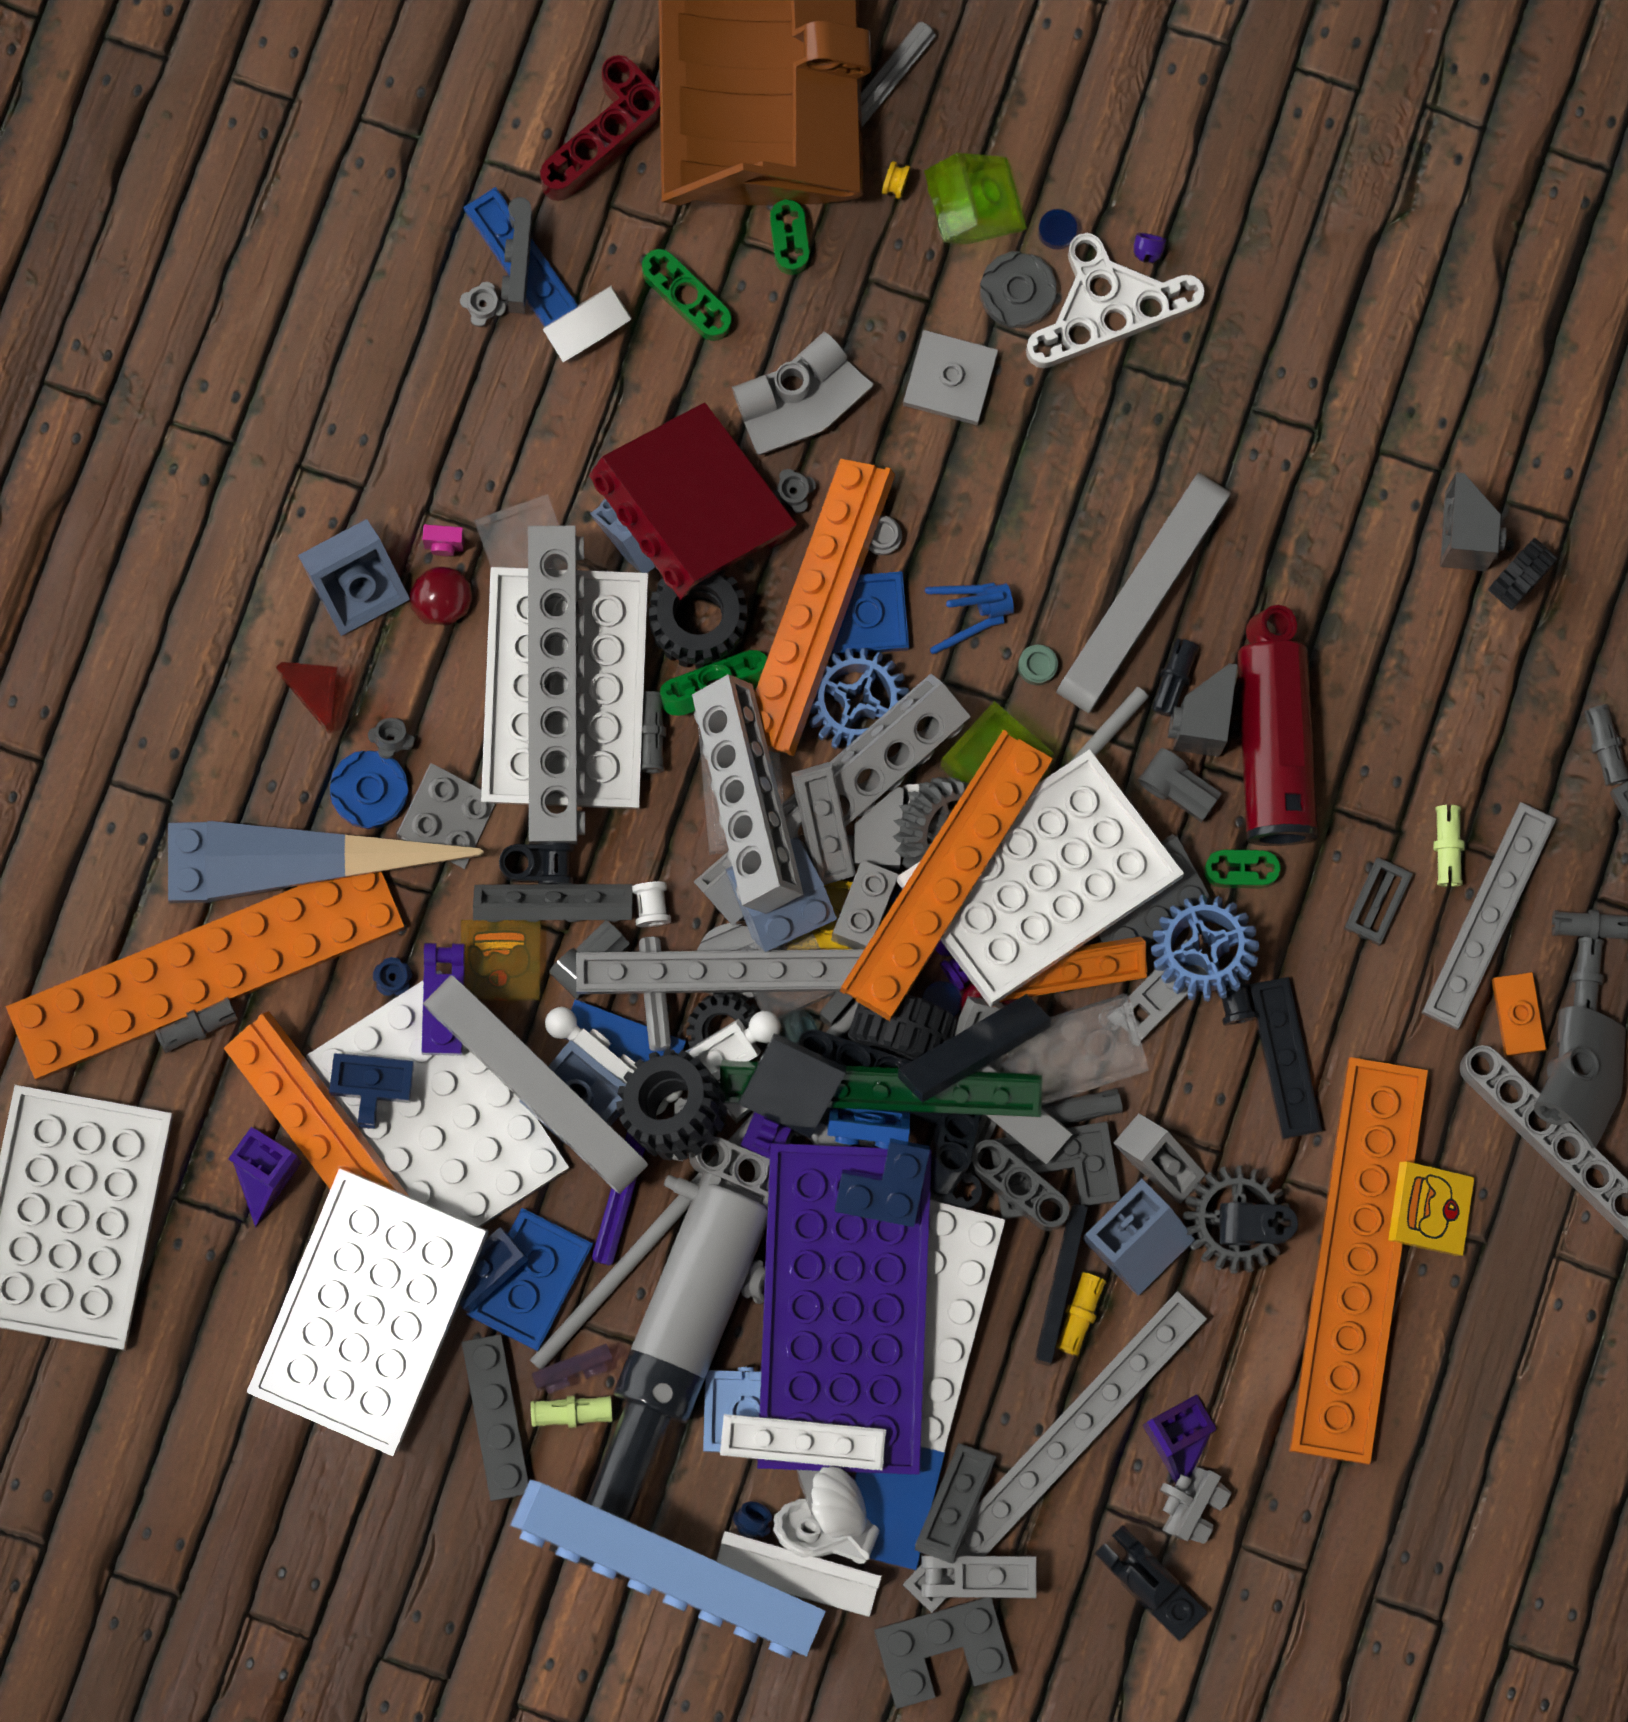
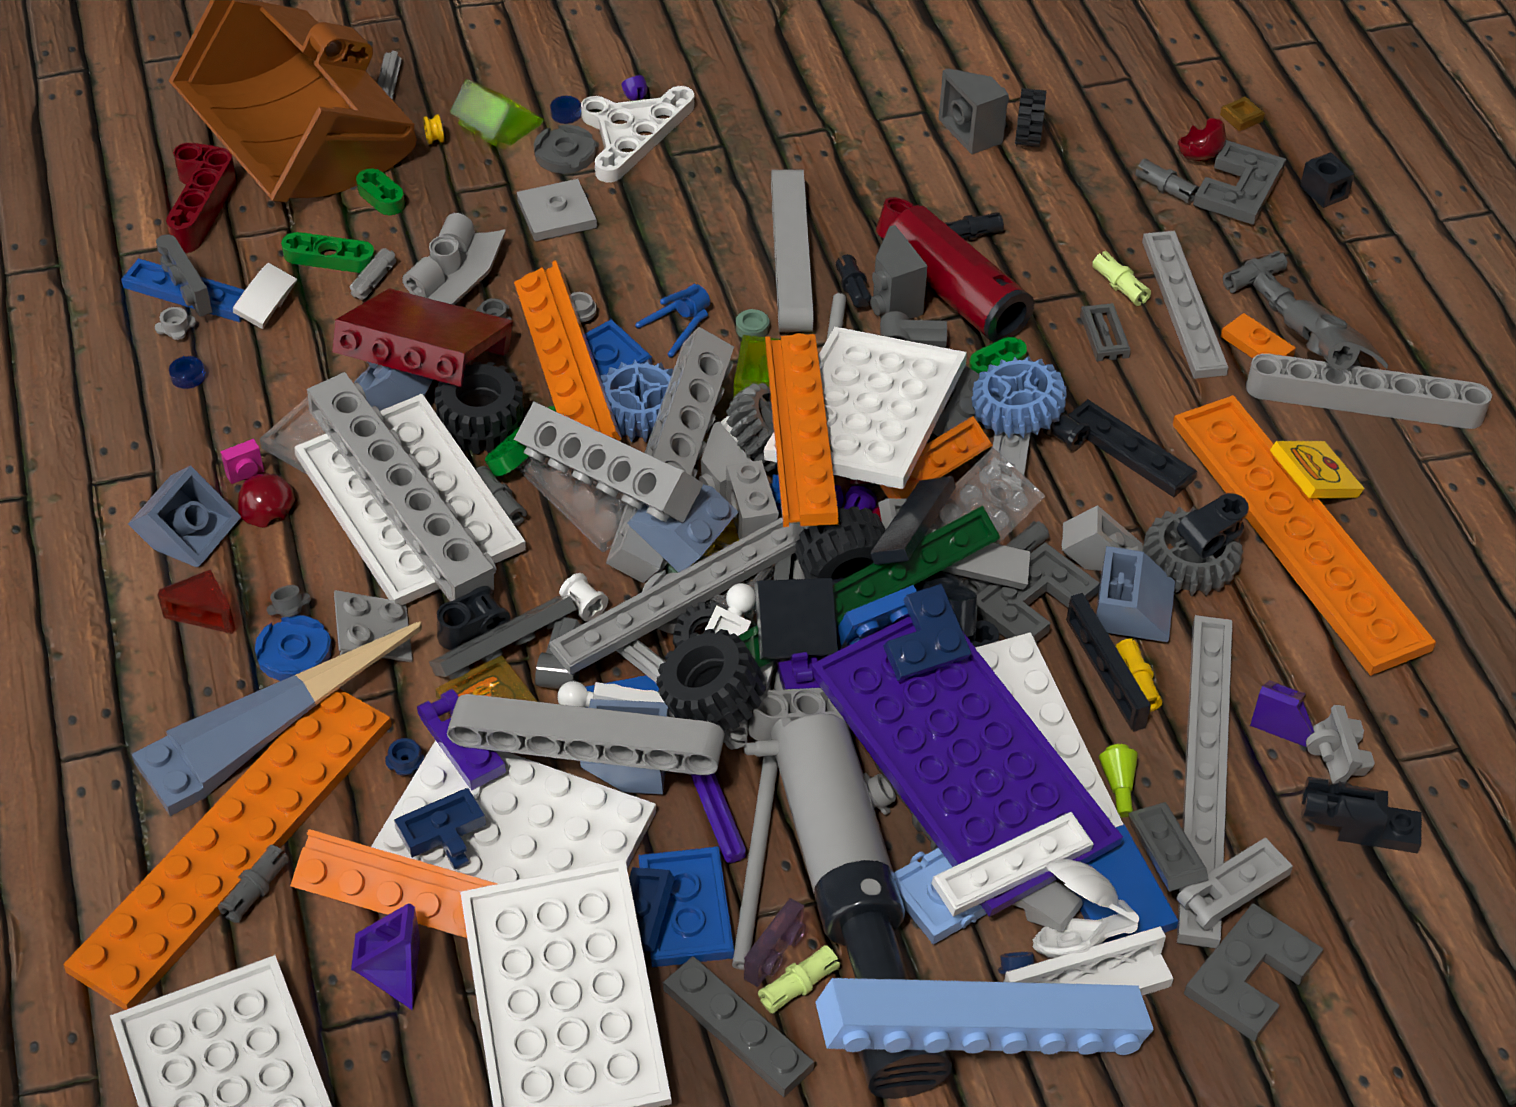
camera: 30 degrees left, 30 degrees down
(460, 376) = (187, 372): none -> clear blue tile
(711, 354) = (372, 274): none -> light grey axle
(823, 822) = (671, 447): light grey tile -> none
(983, 1399) = (1119, 767): none -> lime cone
(1012, 1166) = (1025, 604): dark grey beam -> none
(1349, 677) = (973, 227): none -> black pin

